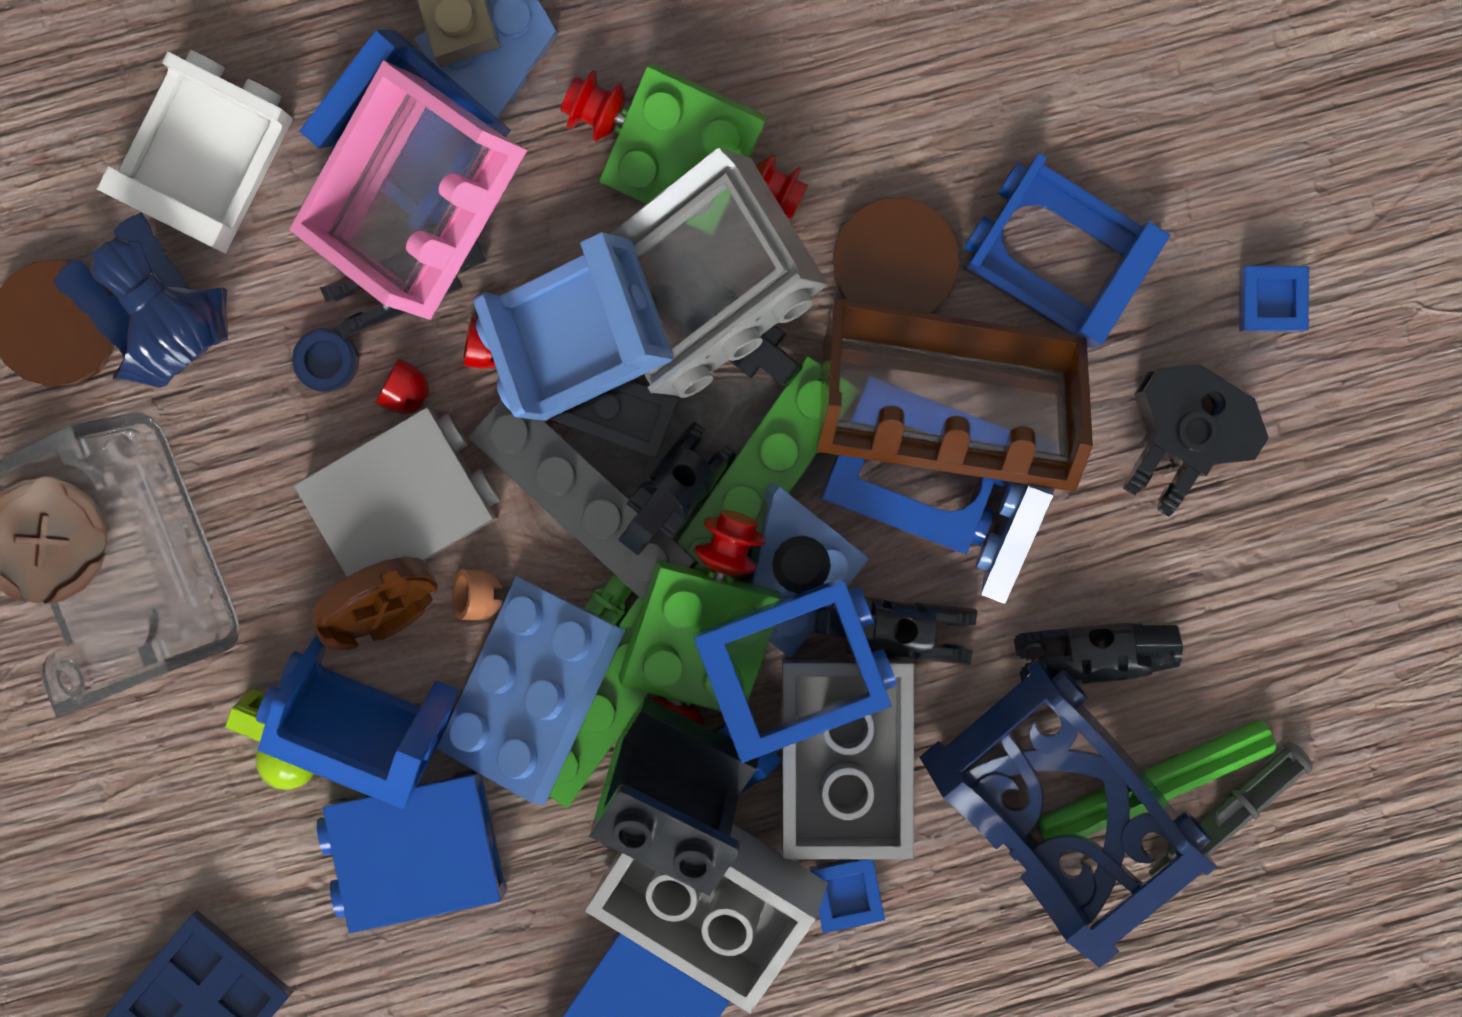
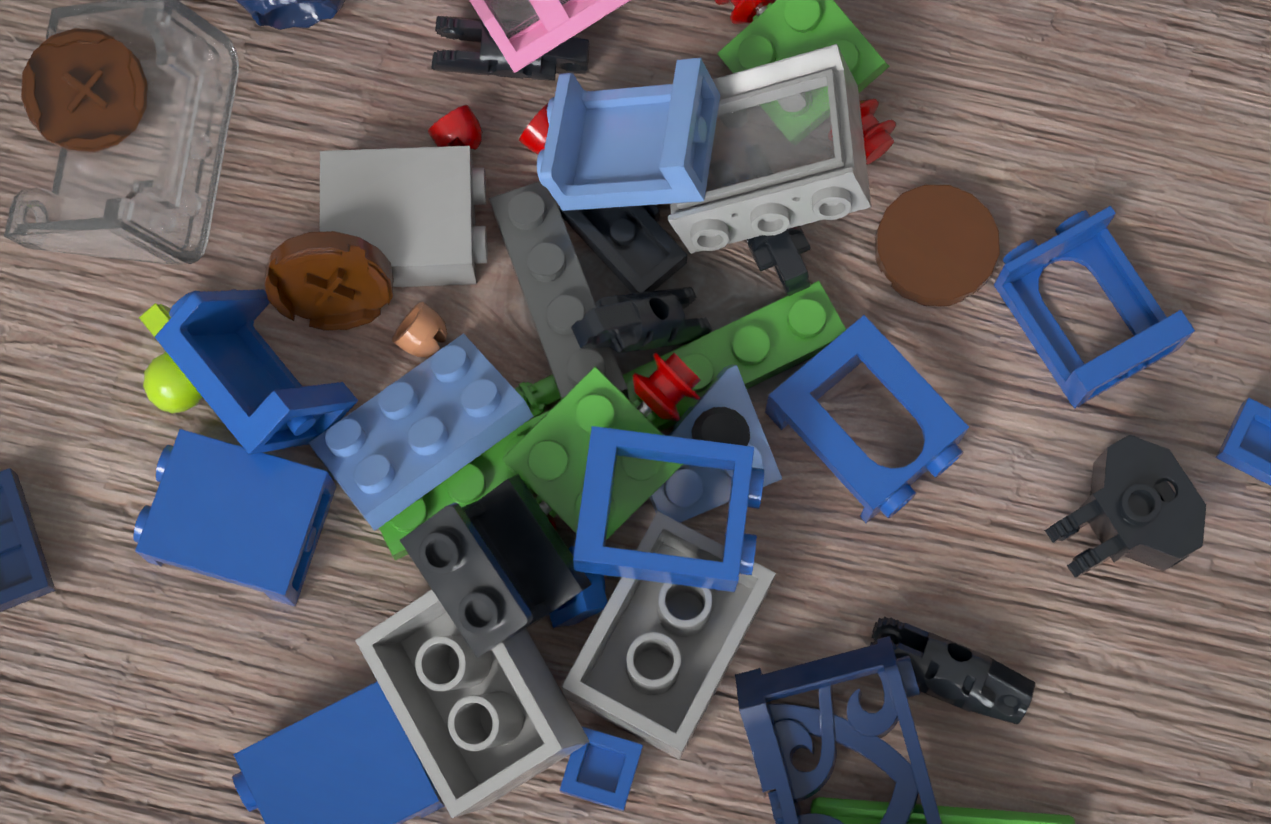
camera: 30 degrees right, 15 degrees down
(325, 360) = (406, 81): dark blue tile -> none
(915, 629) = (793, 557): black hinge -> none
(955, 395) = (934, 362): window -> none
(1005, 552) = (947, 493): wing -> none

